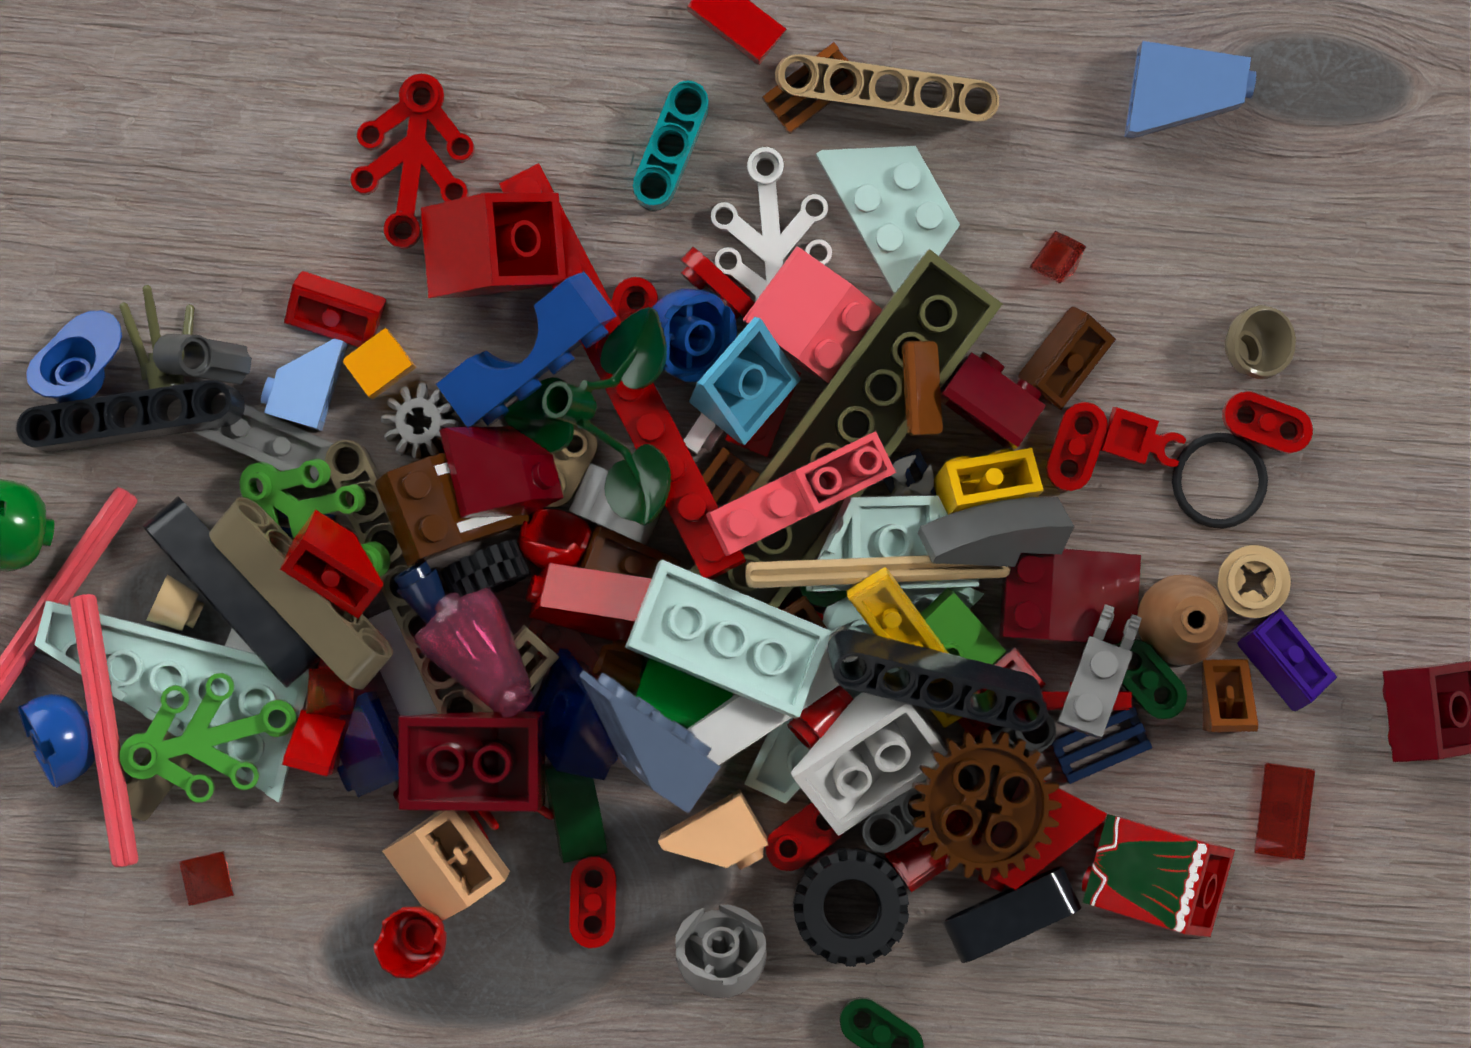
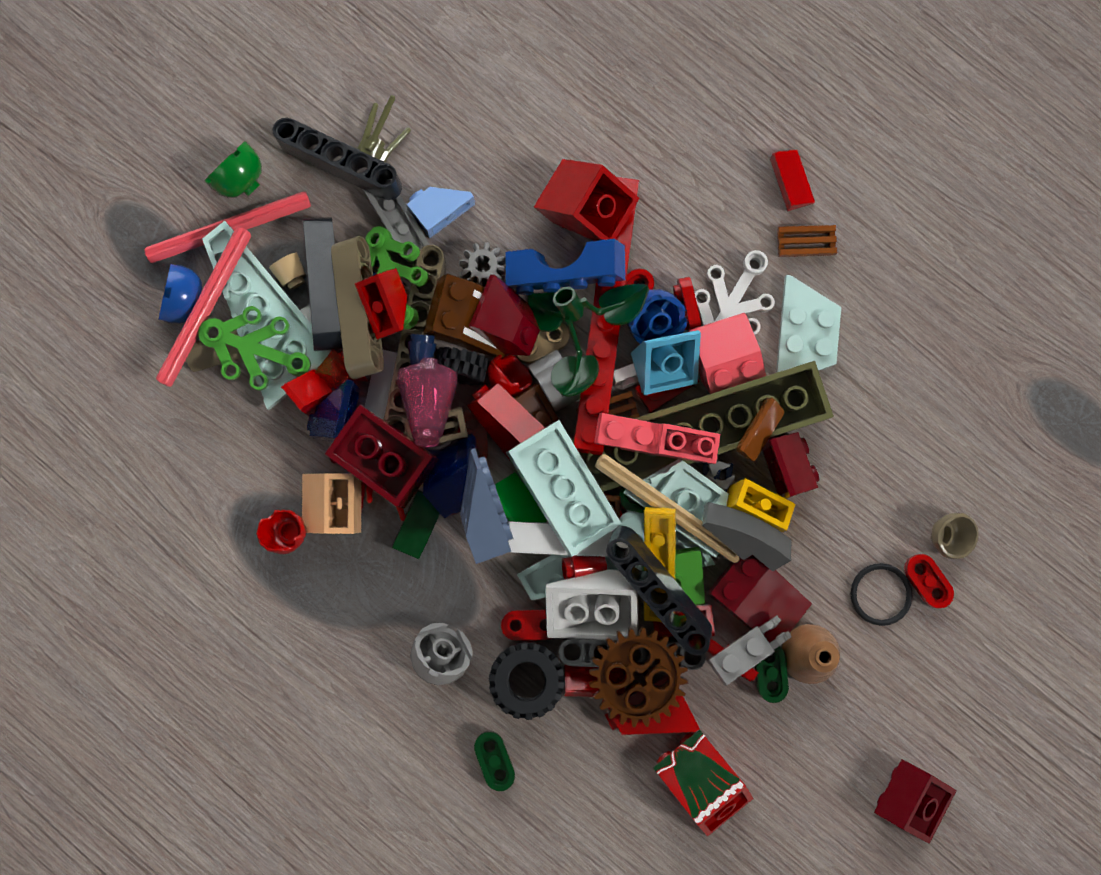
camera: 30 degrees right, 5 degrees down
(76, 358) = (331, 111): piece -> none
(202, 358) = (395, 154): dark grey piece -> none
(206, 878) = (202, 423): clear red slope -> none
(334, 309) = (480, 180): red slope -> none
(379, 363) = (483, 223): light orange panel -> none
(412, 152) = (577, 130): red plant -> none
(592, 901) = (392, 579): red plate -> none
(620, 664) = (498, 464): reddish brown plate -> none
(677, 124) = (723, 208): teal beam -> none
(719, 834) = (484, 590): light nougat slope -> none
(909, 87) = (861, 271): tan beam -> none
(1012, 914) = (609, 747): black beam -> none
(1058, 257) = (877, 417): clear red slope -> none
(1067, 357) = (845, 472): reddish brown slope -> none
(1076, 447) = (817, 523): red plate -> none
(1134, 437) = (852, 538): red plate -> none
(1136, 730) = (746, 695): dark blue tile -> none
(1184, 86) = (1005, 374): medium blue slope -> none
(1228, 696) = (807, 713): dark orange slope -> none
(1275, 584) = (873, 671): tan gear -> none
(1284, 811) = (795, 797): clear red slope -> none
(1287, 660) = (851, 716): dark purple slope -> none

